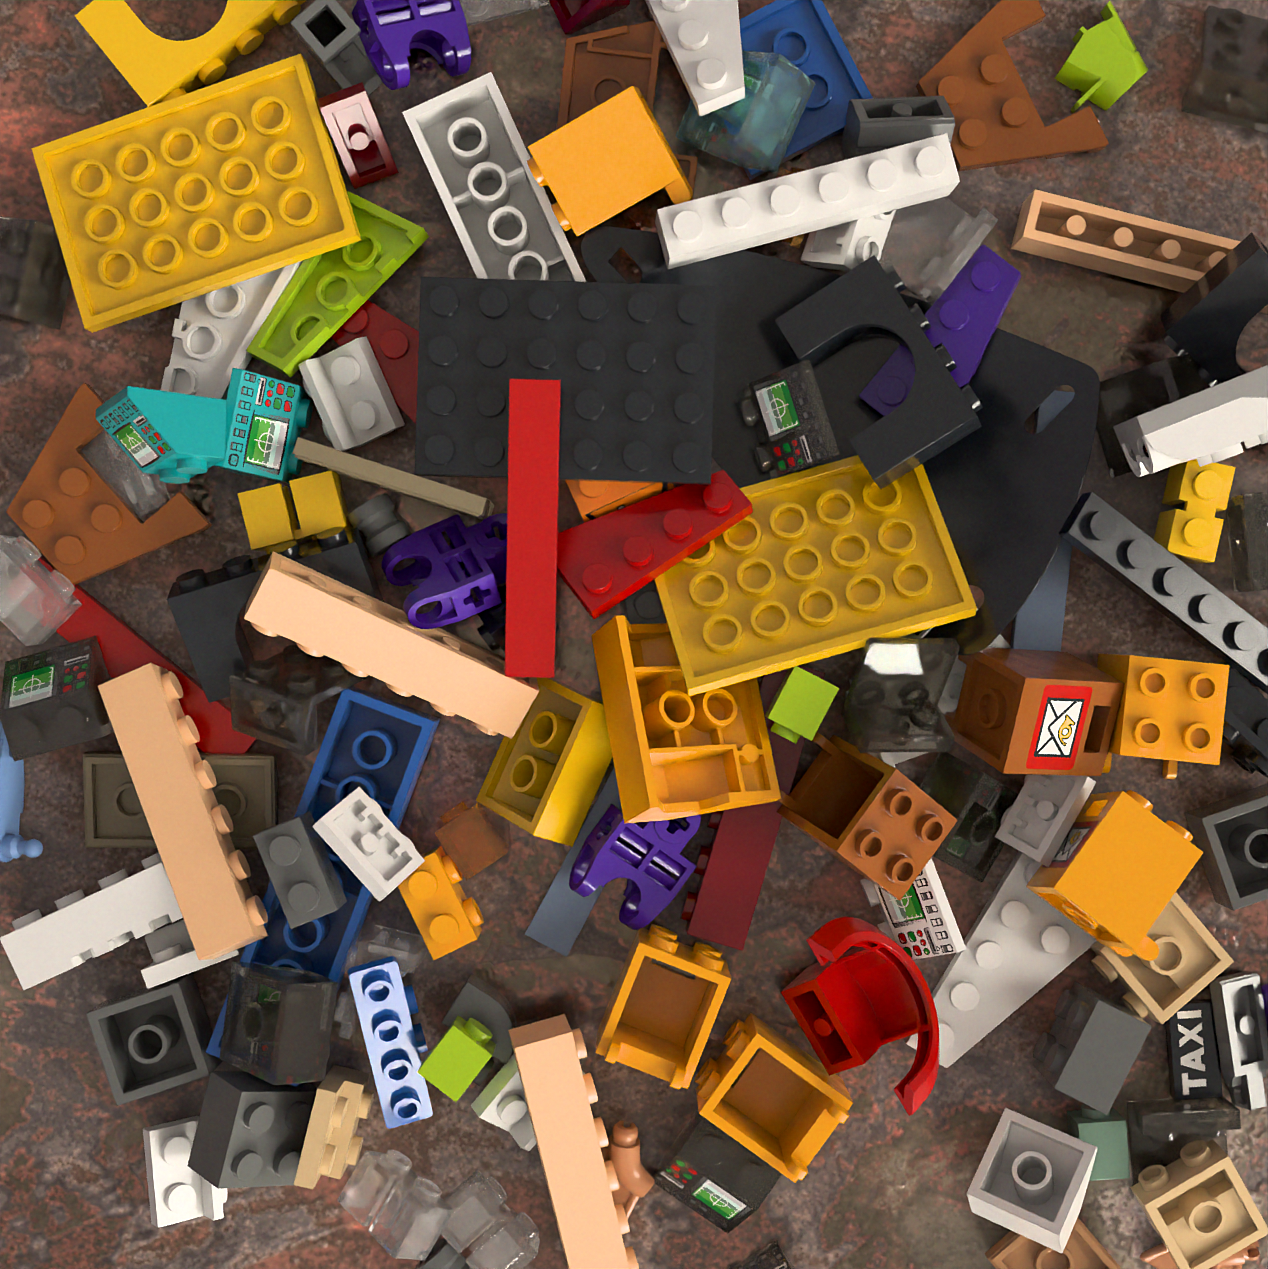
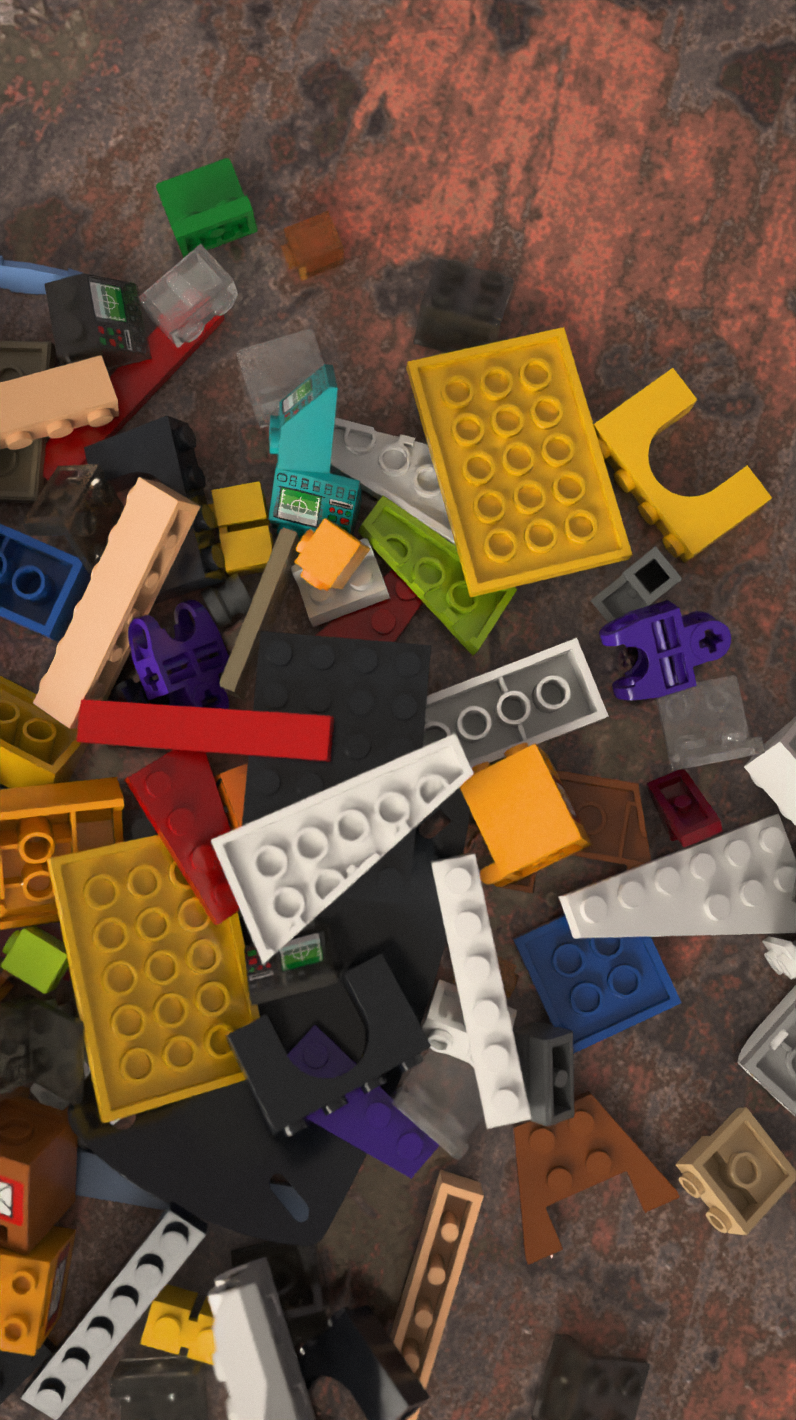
camera: 90 degrees right, 5 degrees down
(79, 515) = (255, 348): dark orange wing -> none
(323, 395) = (329, 556): none -> light orange brick
(357, 135) = (563, 600): slope -> none
(659, 386) = (312, 851): none -> white wing
(759, 126) = (552, 952): clear light blue slope -> none
(1102, 62) = (601, 1263): lime piece -> none

